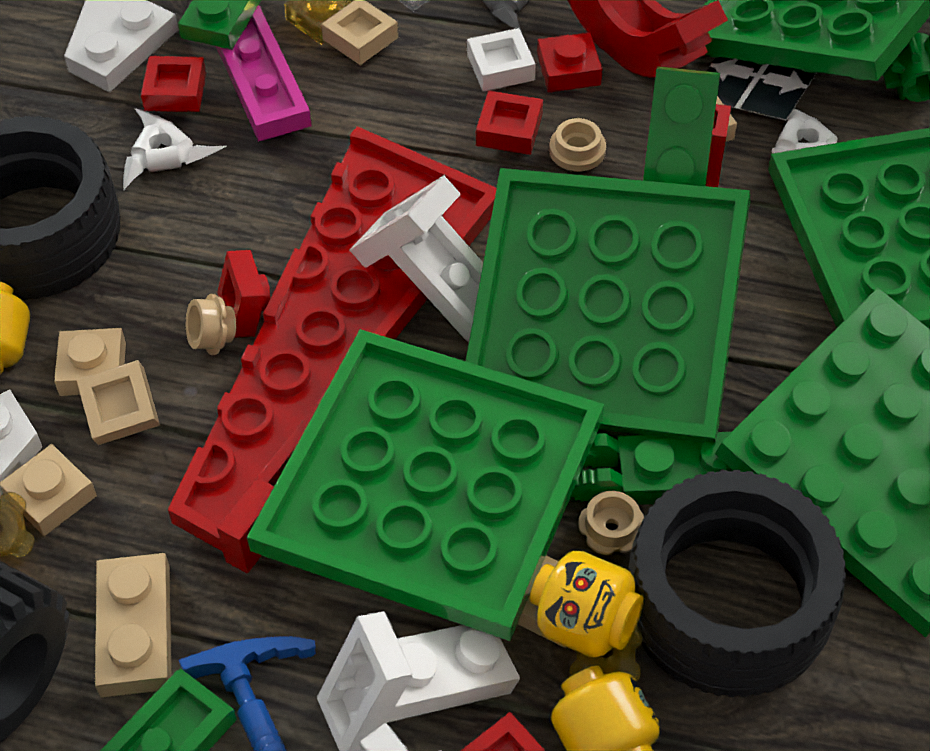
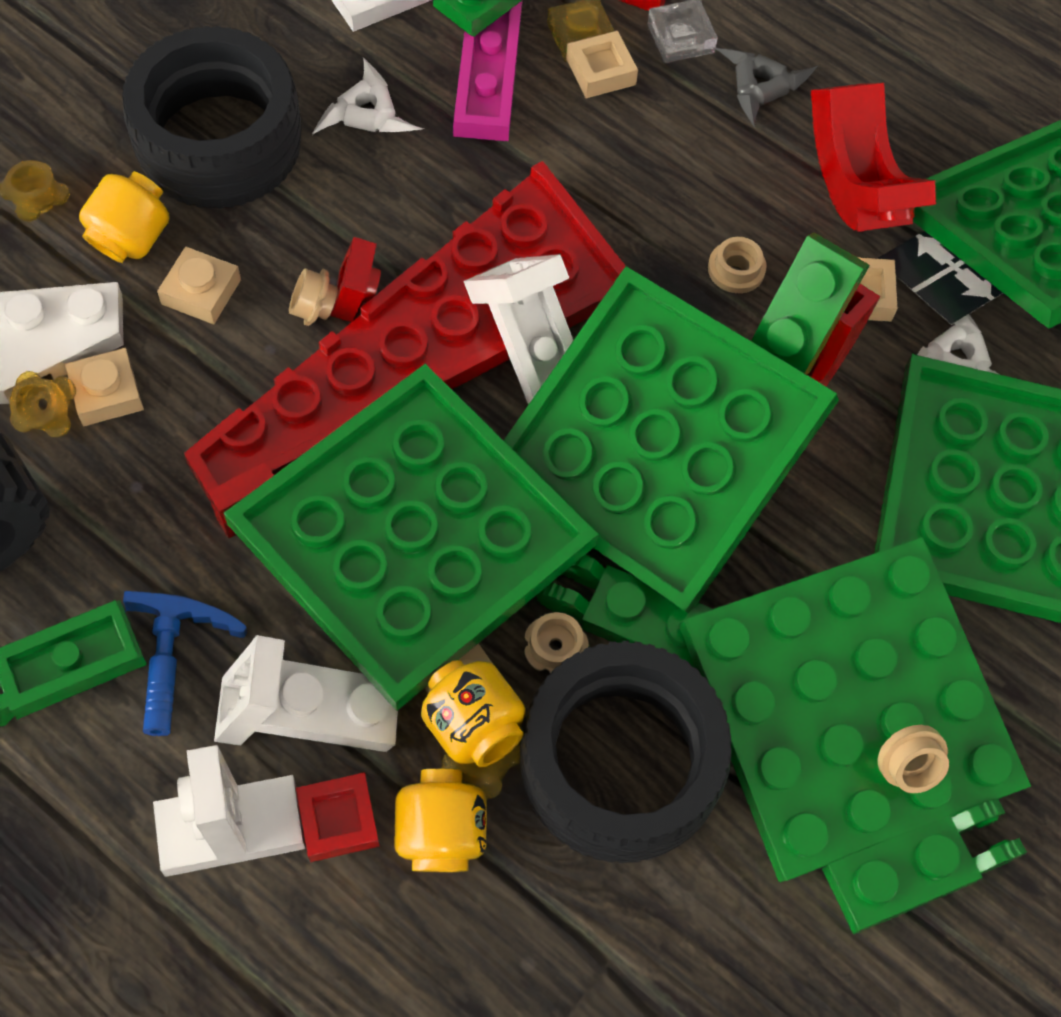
camera: 20 degrees right, 10 degrees up
(118, 402) = (197, 335): tan plate -> none
(132, 625) = (109, 539): tan plate -> none
(173, 84) = (407, 48): red plate -> none
(501, 59) = (715, 148): white plate -> none
(509, 122) = (686, 215): red plate -> none
(569, 62) = (781, 176): red plate -> none

